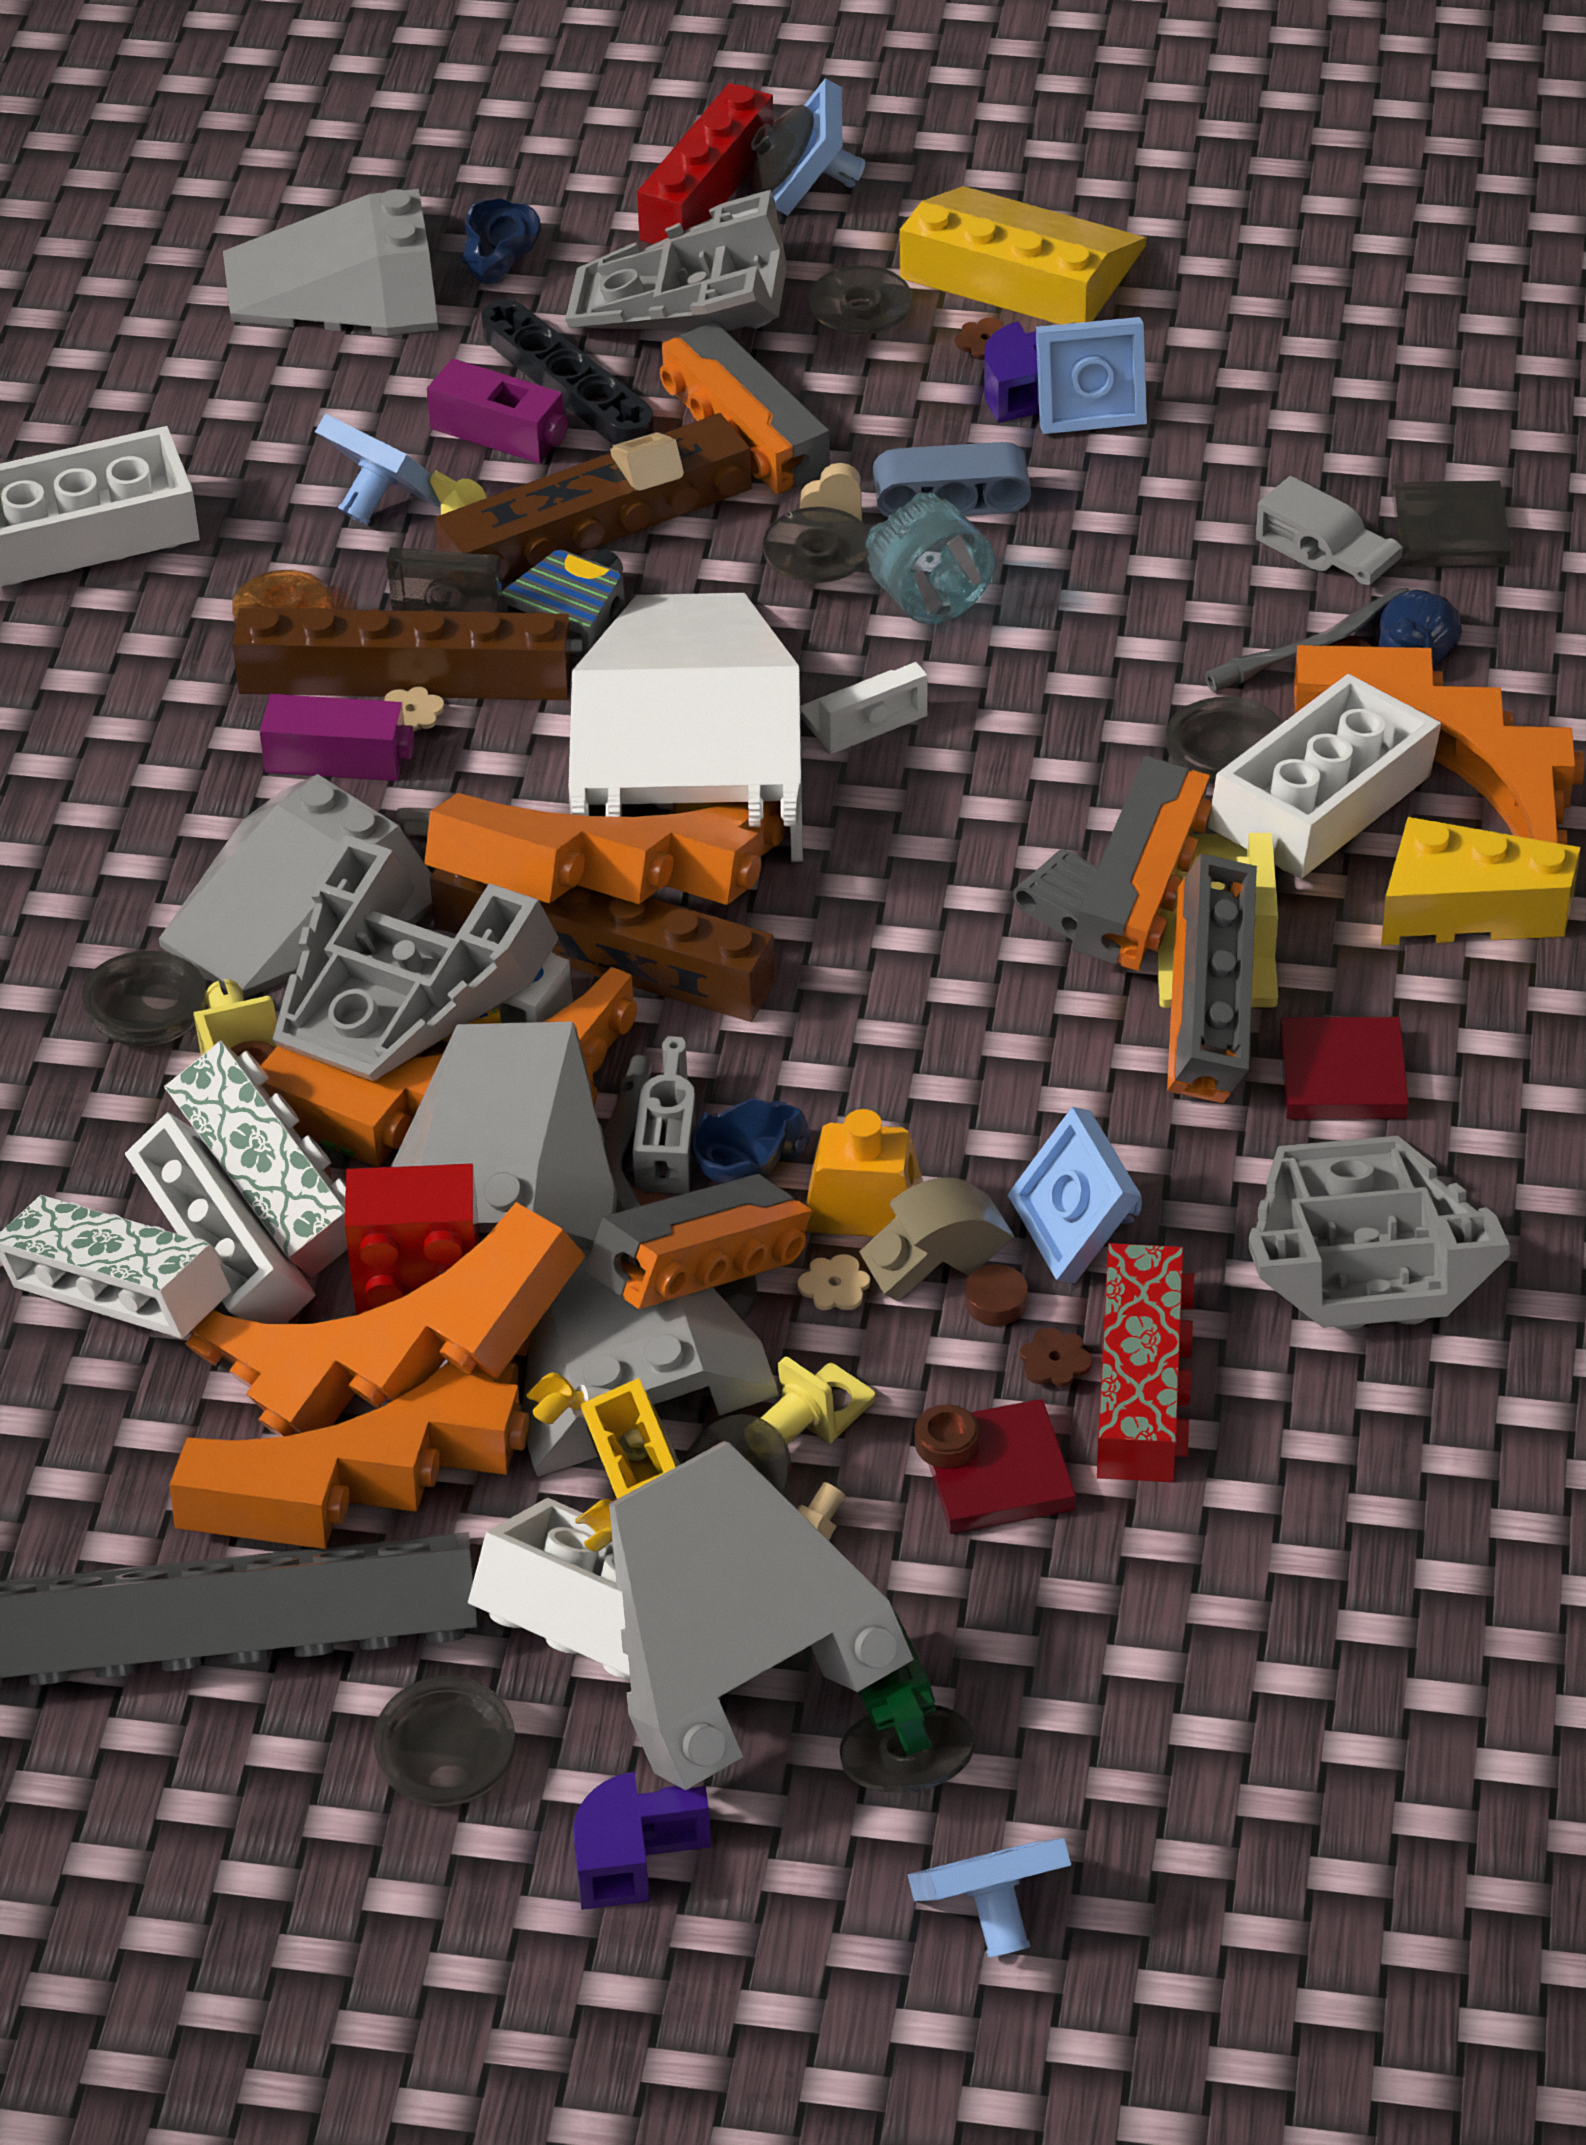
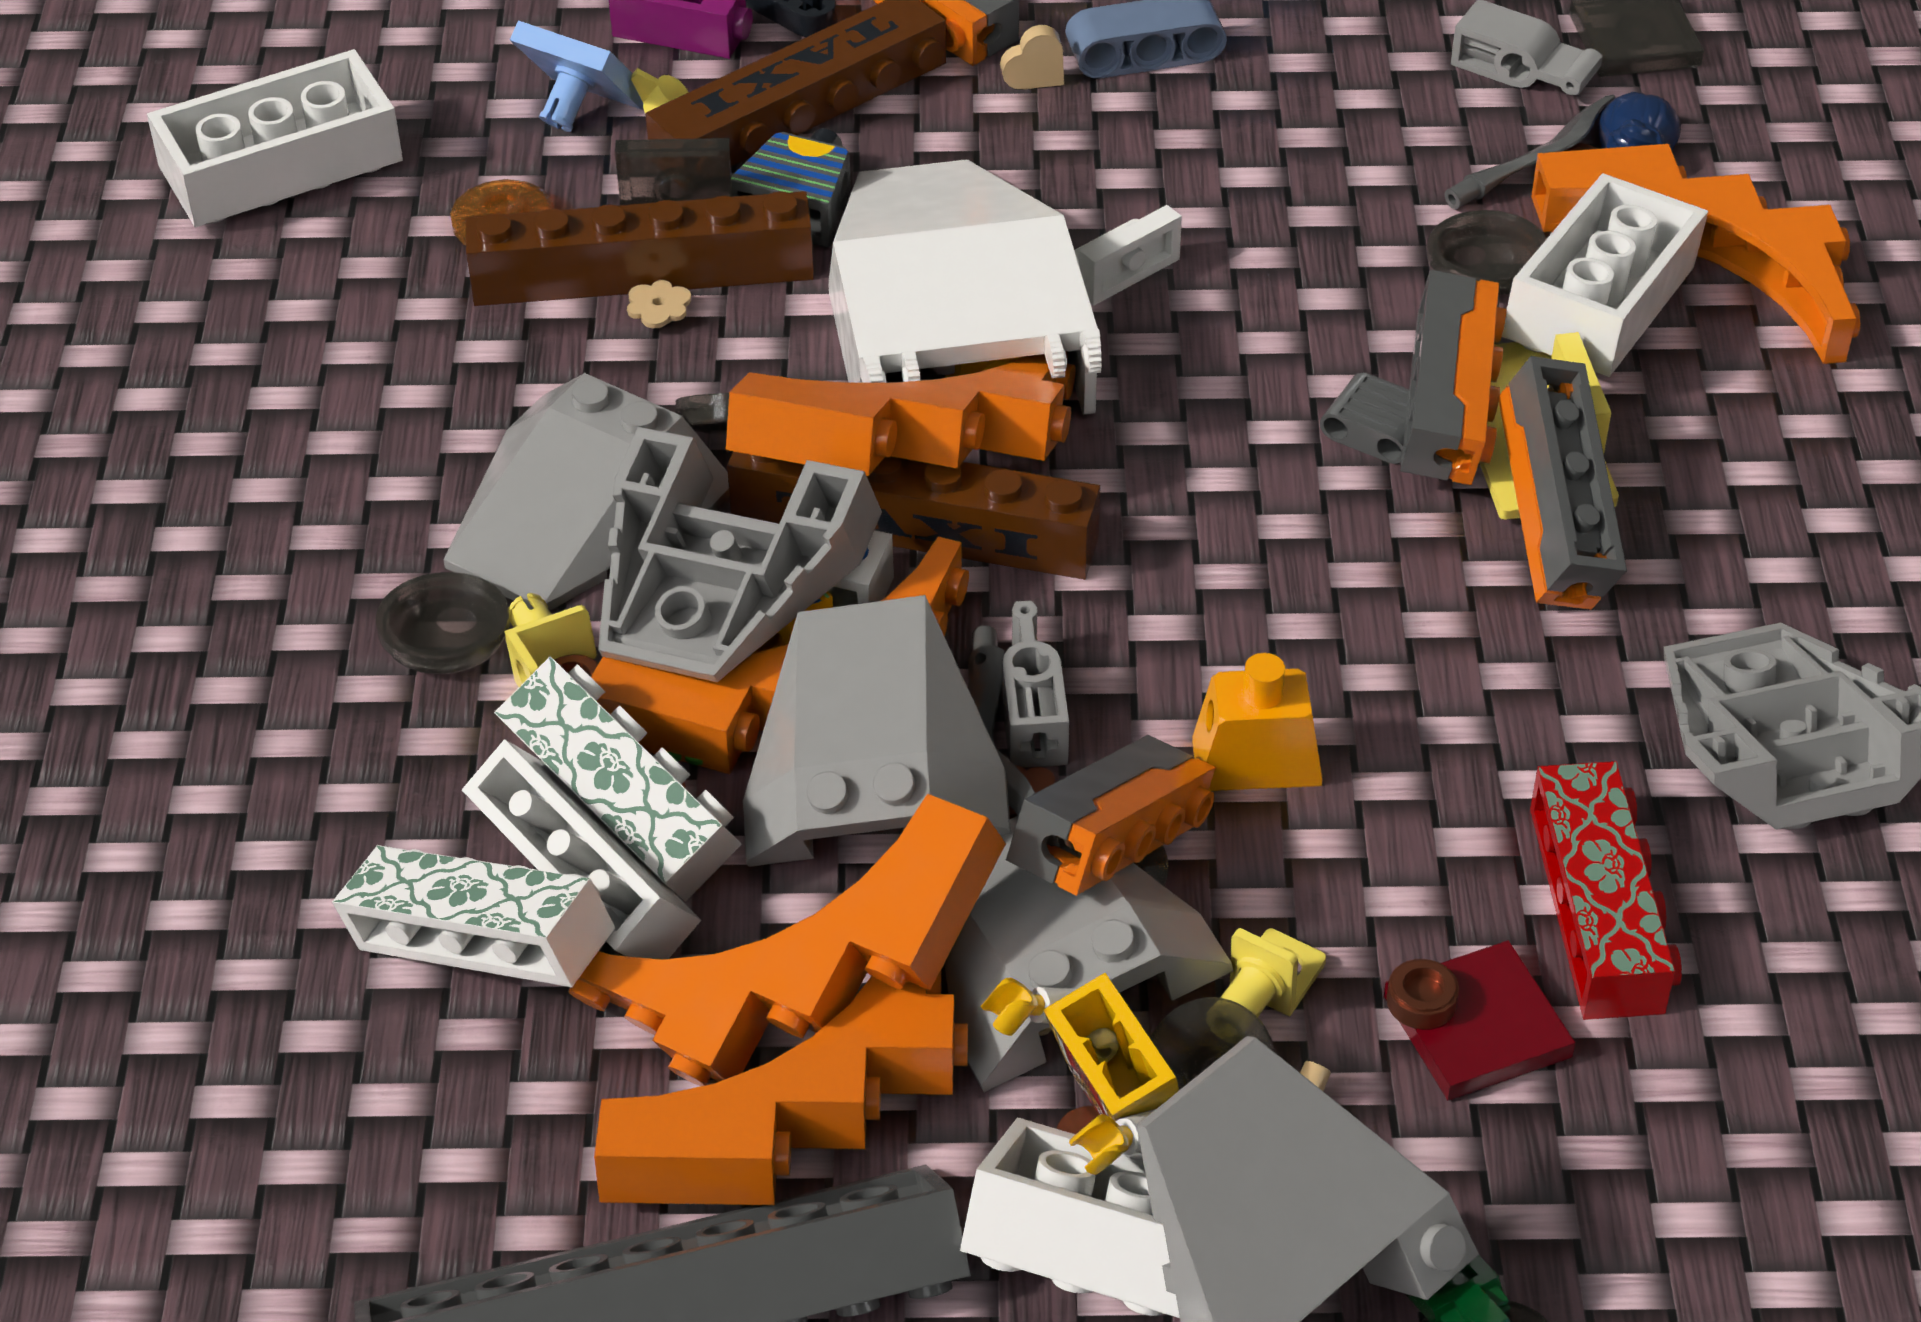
camera: 10 degrees left, 0 degrees up
(335, 737) = (588, 335): magenta brick -> none
(407, 1227) = (805, 839): red brick -> none
(648, 460) = (849, 39): tan slope -> none
(748, 1139) = (1124, 701): dark blue hair -> none
(816, 544) = (1031, 106): clear smoke dish -> none
(834, 1283) = (1250, 841): tan plant -> none
(930, 559) = (1152, 107): clear light blue piece -> none
(935, 1224) = (1347, 768): dark tan brick -> none
(996, 1294) = (1423, 834): copper tile -> none
(1054, 1357) = (1504, 894): copper plant -> none
(1074, 1195) = (1485, 720): light blue tile -> none
(1343, 1068) = (1704, 560): dark red tile -> none
(1477, 882) = (1783, 363): yellow wedge -> none

